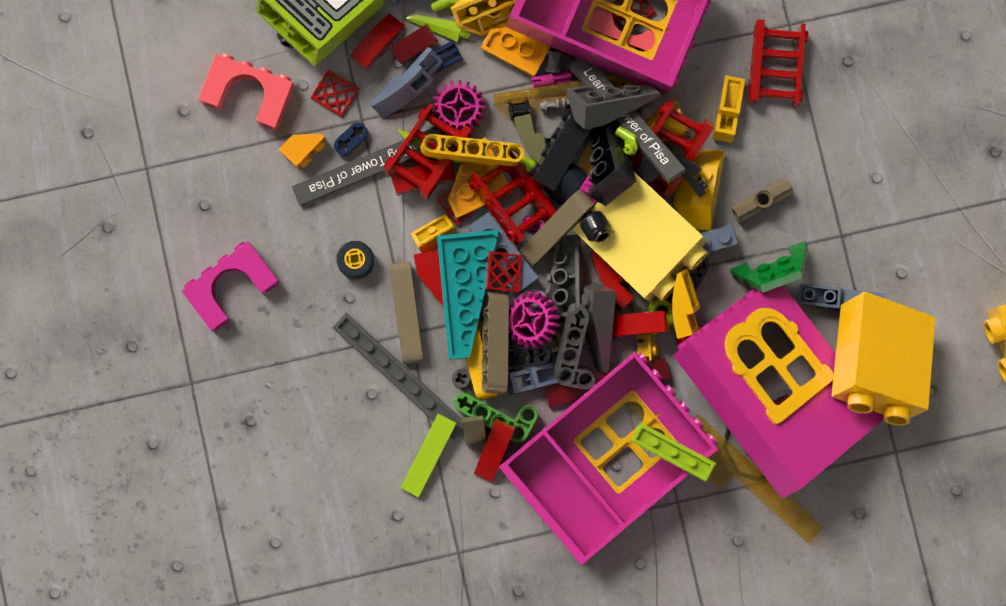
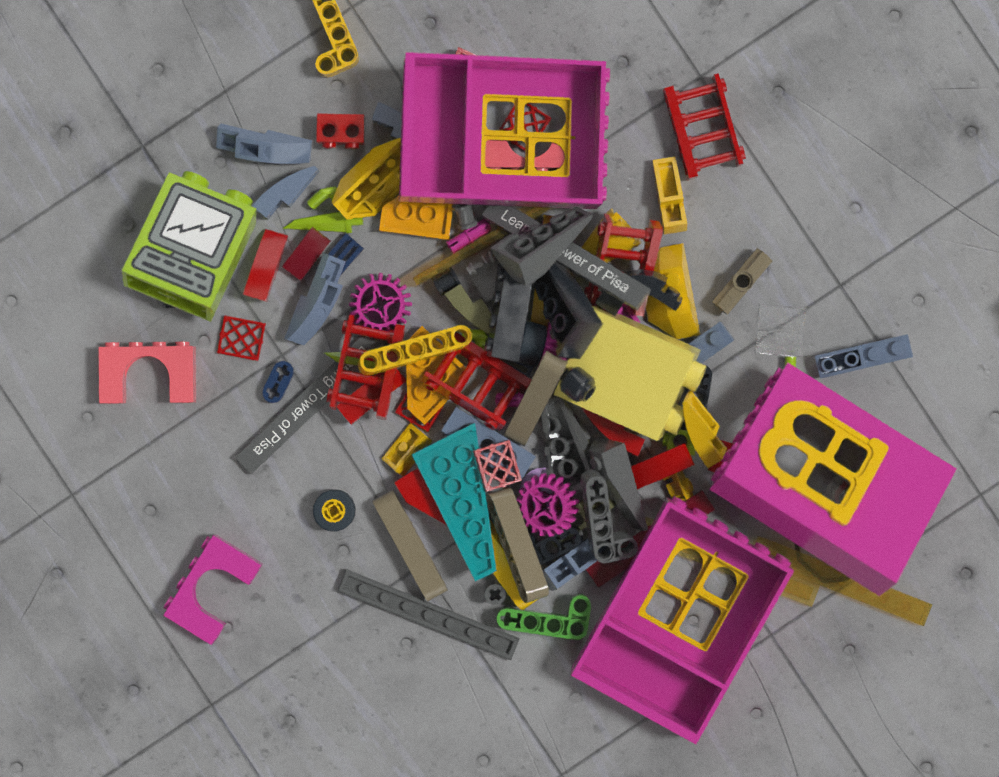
camera: 20 degrees left, 5 degrees up
(301, 147) = (229, 412): light orange slope -> none
(428, 455) = (491, 687): lime tile -> none
(474, 430) = (529, 644): olive slope -> none
(494, 450) = (559, 656): red slope -> none
(630, 140) = (580, 280): lime arm -> none
(673, 452) = (748, 591): lime tile -> none
(775, 274) = (785, 360): green wing -> none
(883, 358) = (932, 408): yellow brick -> none

